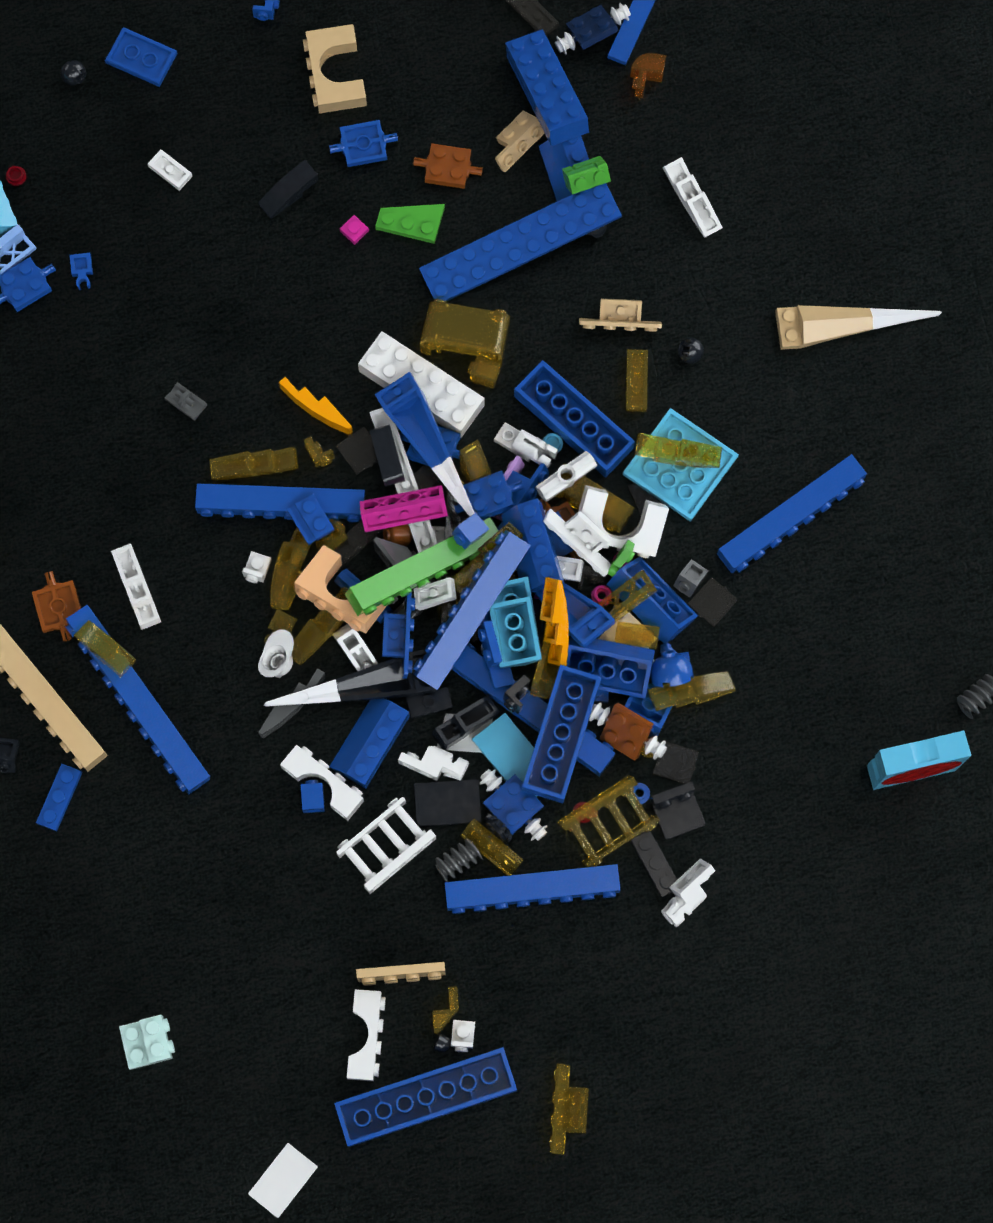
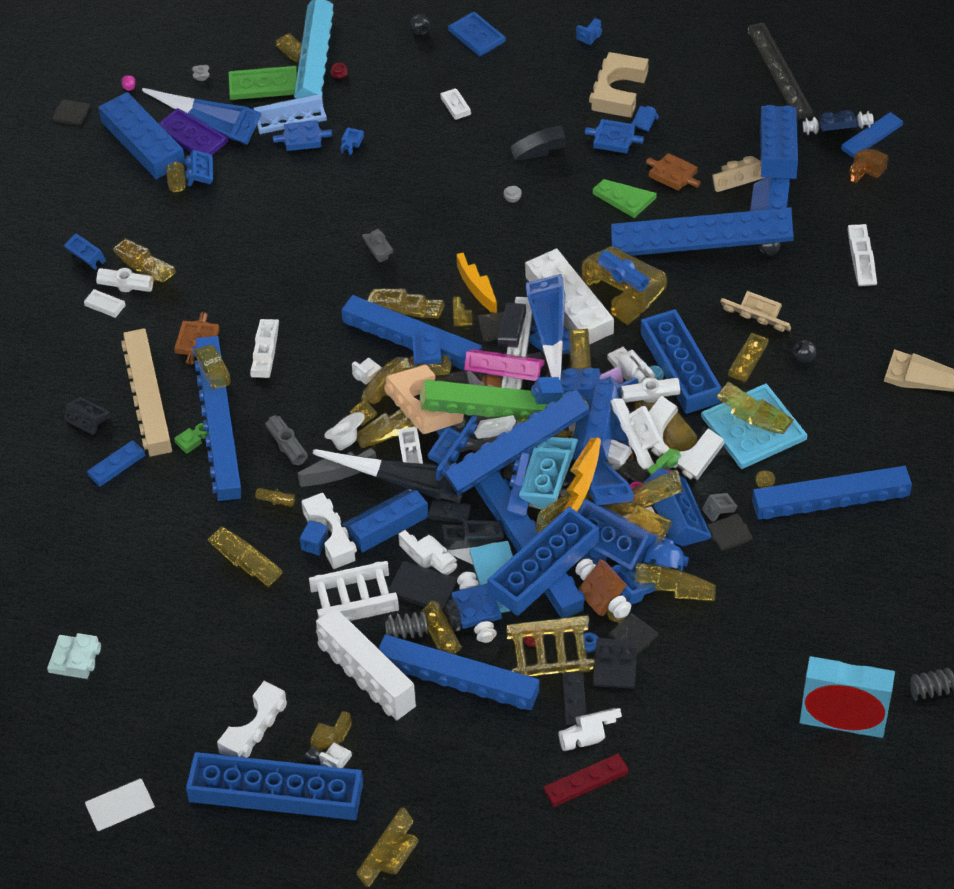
camera: 30 degrees right, 25 degrees down
(119, 734) = (191, 439): none -> bright green plate
(210, 685) = (286, 440): none -> dark grey piece
(246, 766) = (275, 497): none -> clear yellow axle
(255, 851) = (245, 555): none -> clear yellow slope
(292, 267) = (512, 193): none -> light grey plate
(354, 229) = (575, 187): dark pink plate -> none
(385, 104) = (645, 118): none -> blue bracket
(392, 973) = (310, 684): tan plate -> none
(443, 924) = (365, 664): none -> white brick
(474, 343) = (623, 271): none -> blue piece
(515, 694) = (521, 516): black bracket -> none
(586, 175) = (777, 199): bright green brick -> none
(708, 946) = (586, 780): none -> dark red plate
(719, 524) = (765, 479): none -> clear yellow plate

